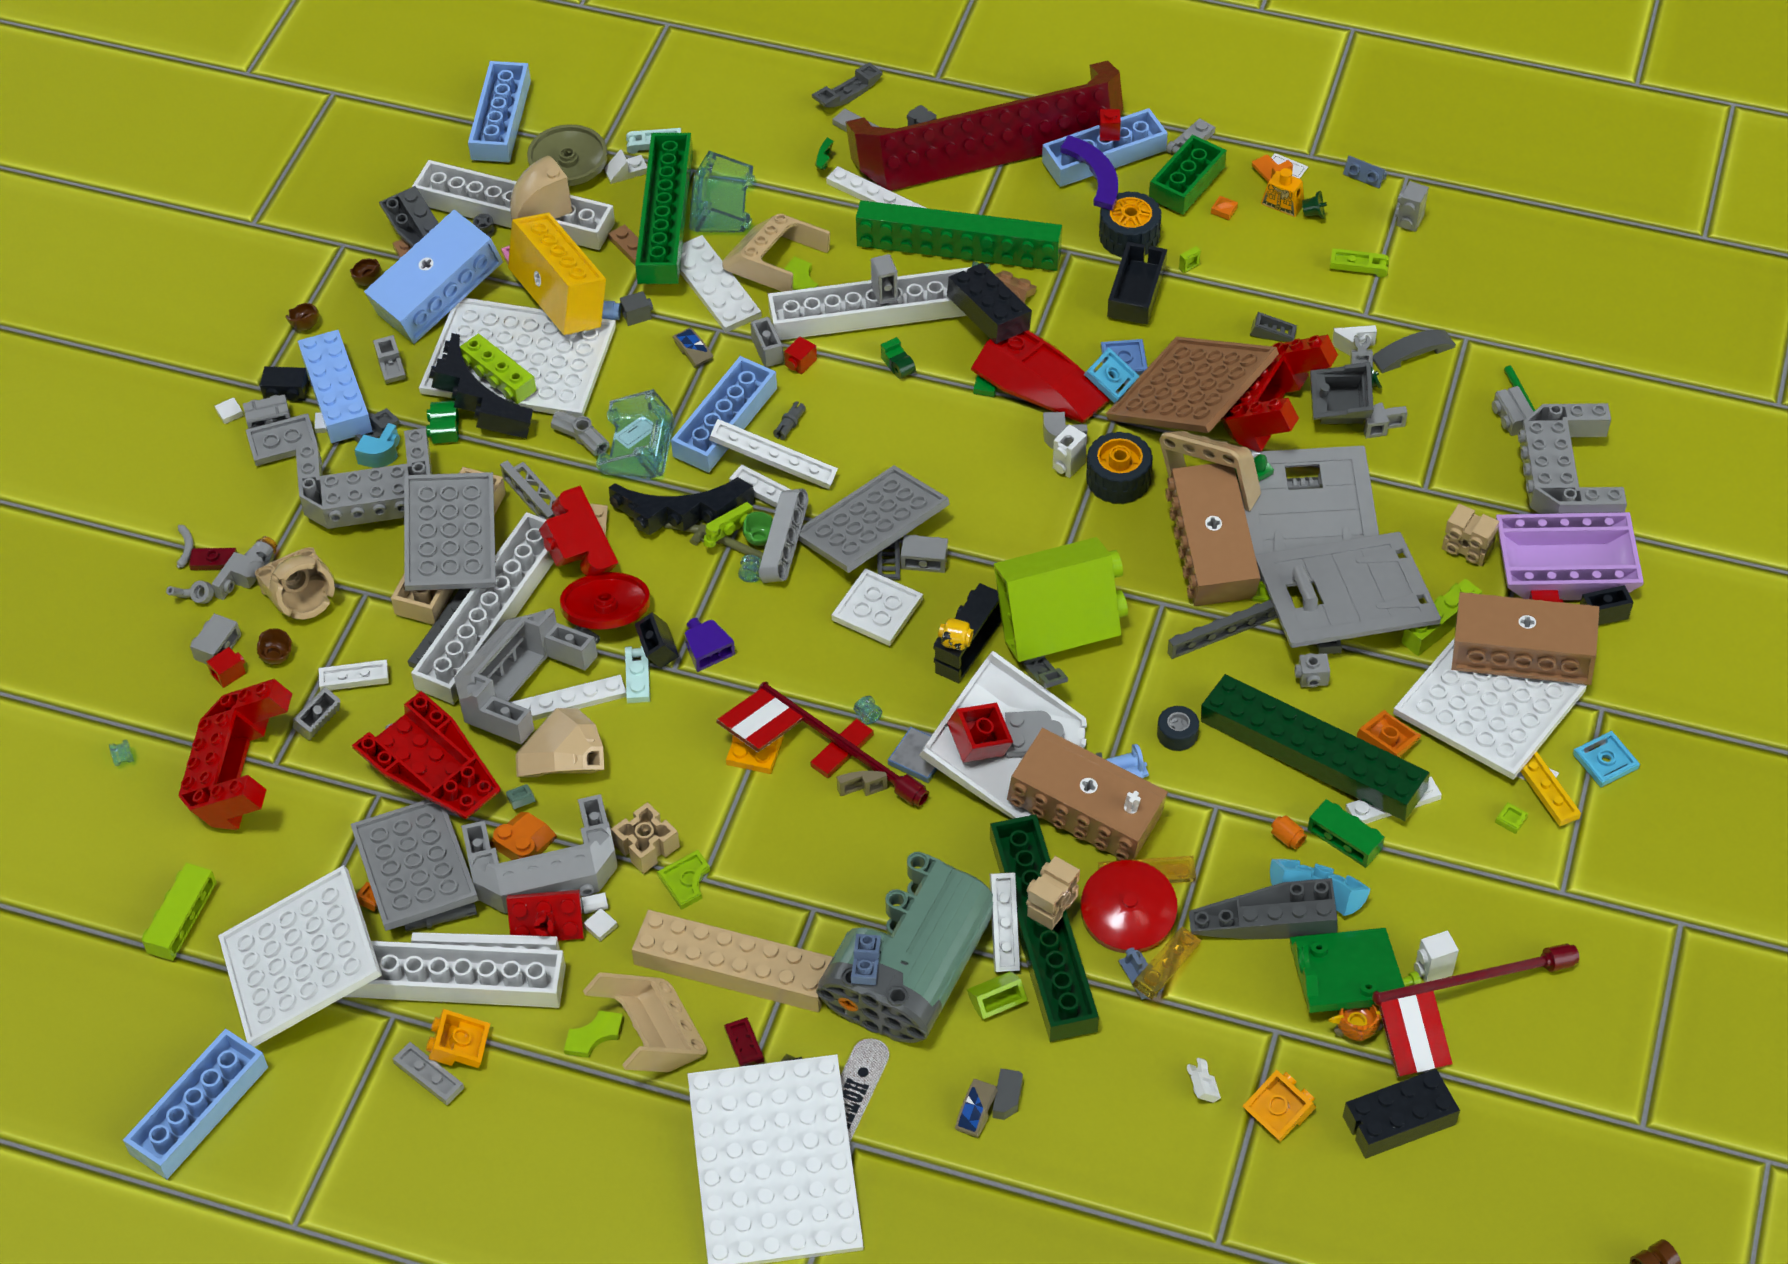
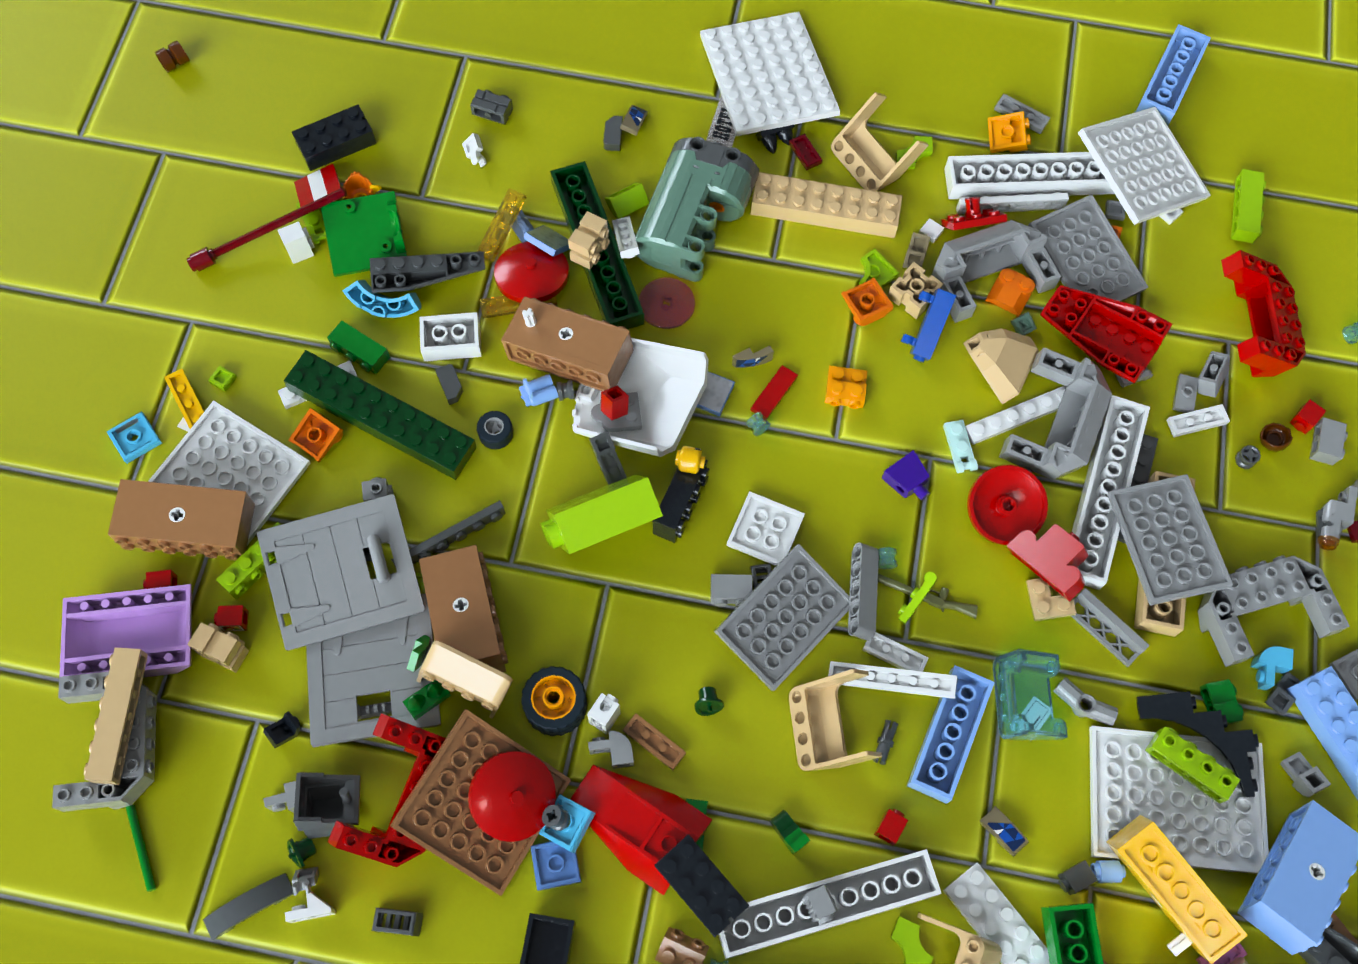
camera: 170 degrees right, 15 degrees up
(297, 584) = (1286, 500): tan piece -> none
(313, 634) = (1251, 453): none -> dark grey wheel
(354, 708) = (1185, 393): none -> light grey plate
(594, 903) = (937, 245): white bar -> none
(628, 897) = (916, 250): none -> dark tan slope
(637, 786) = (932, 324): none -> blue brick
(656, 640) = (951, 469): black brick -> none
(683, 511) = (989, 606): black arch -> none
(708, 831) = (867, 302): none -> orange slope
(757, 528) = (889, 599): bright green hair -> none
(767, 342) = (928, 835): light grey brick -> none
(770, 715) = (836, 404): flag -> none
(854, 426) = (819, 724): none -> tan windscreen
(866, 959) = (724, 161): sand blue slope -> none
(962, 460) = (708, 702): none -> dark green piece
(967, 847) = (668, 290): none -> clear pink piece
(980, 732) = (660, 394): red brick -> none
(1021, 436) = (654, 741): none -> medium nougat plate
(1035, 718) = (614, 403): none -> red brick
(1105, 939) = (547, 240): none -> tile
(1121, 372) = (556, 822): none -> dark grey wheel
(1163, 387) = (511, 795): none -> red dish
(1178, 1145) = (491, 106): none -> dark grey brick
(1231, 829) = (450, 336): none -> white brick
(1233, 787) = (449, 383): none -> dark grey piece
(1255, 515) = (418, 653): none -> green slope
(1280, 1104) = (419, 137): light orange plate -> none
(1288, 832) = (405, 344): orange brick -> none
(1396, 471) = (282, 730): none -> black bracket
(1462, 566) = (232, 618): none -> red brick
(1512, 409) = (153, 822): light grey brick -> none
(1556, 456) = (116, 716): none -> tan brick
(1613, 603) = (105, 580): black brick -> none

